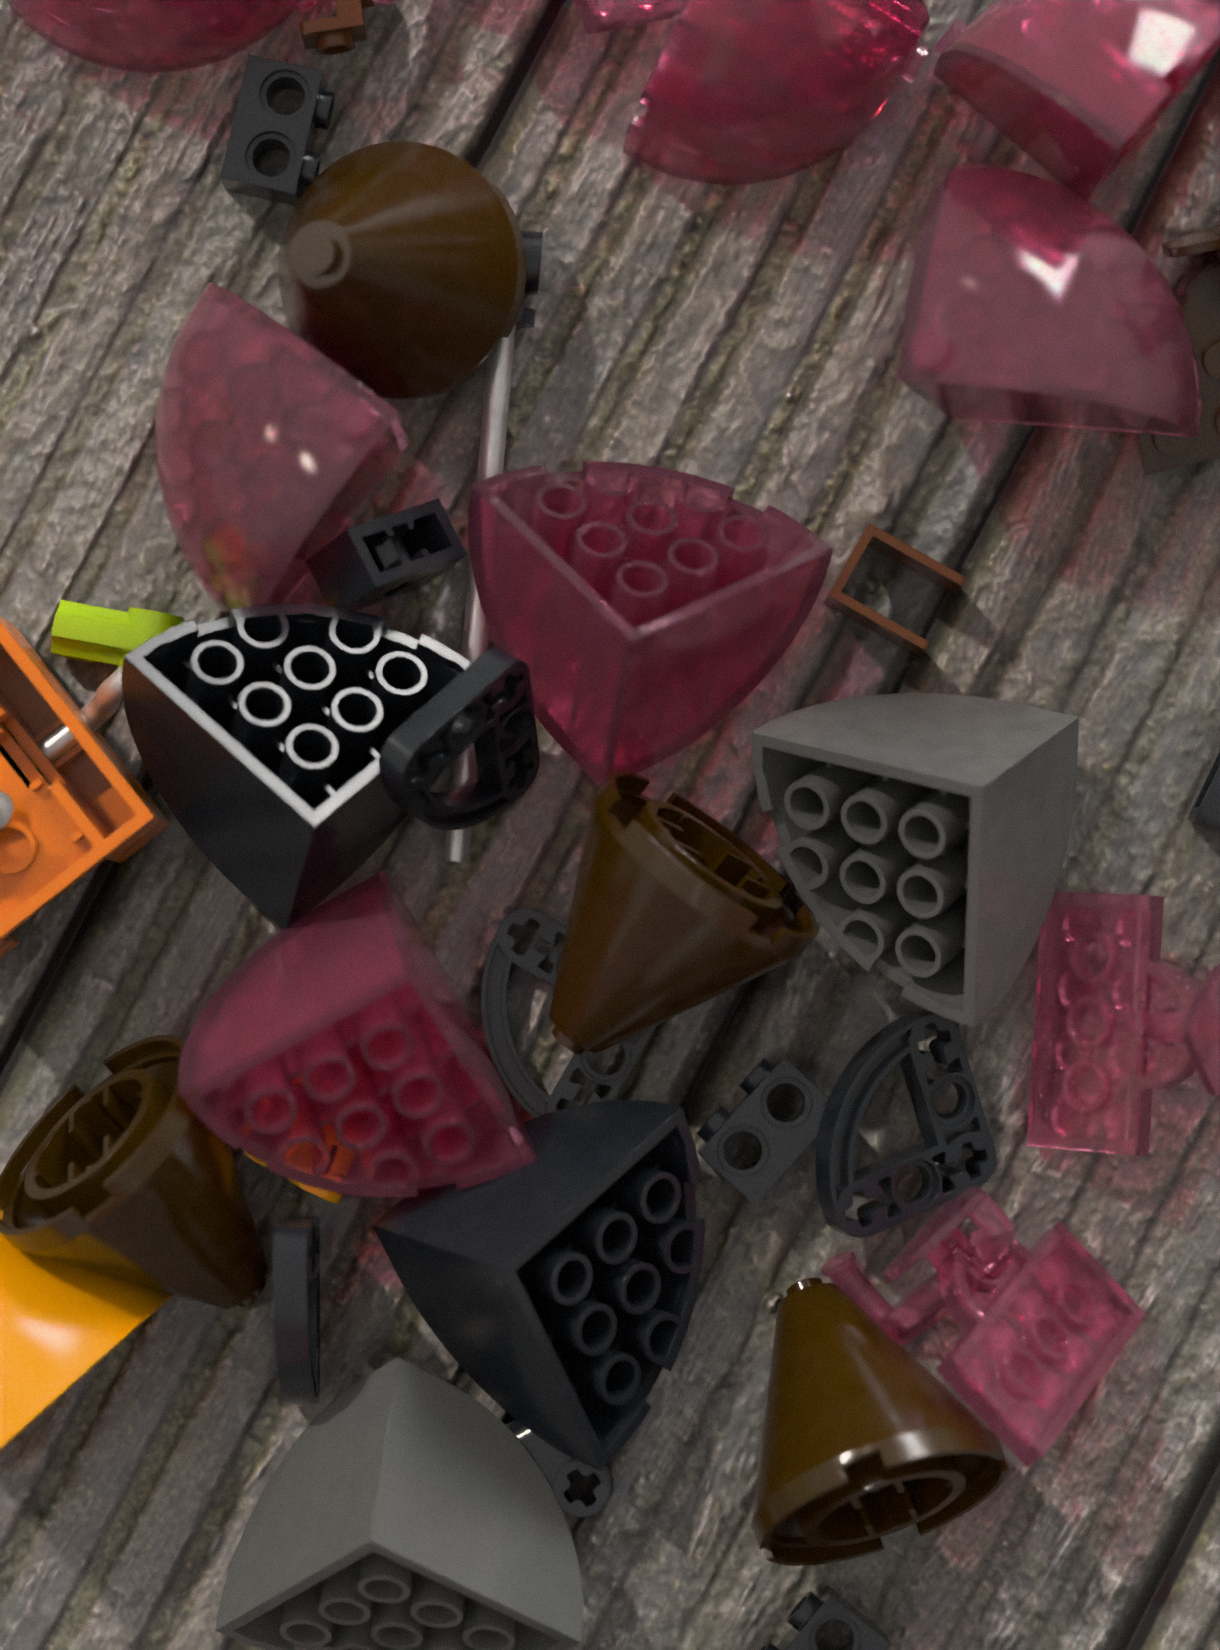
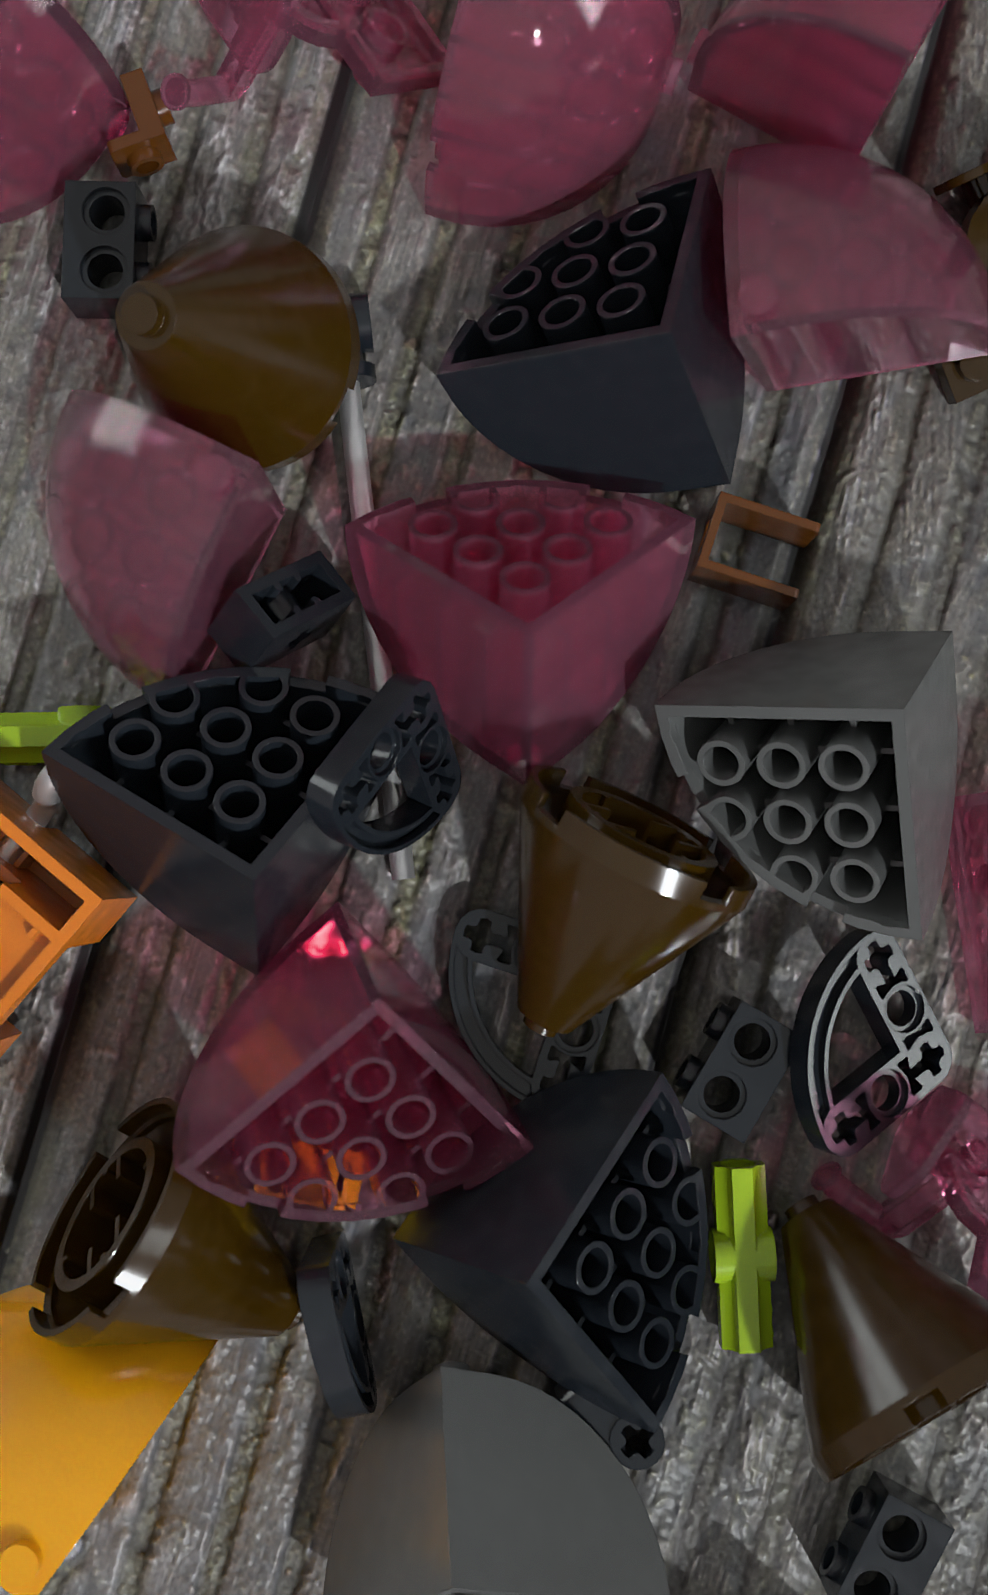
camera: 10 degrees left, 0 degrees up
(732, 1325) = (742, 1255): none -> lime piece
(784, 352) = (613, 350): none -> black brick

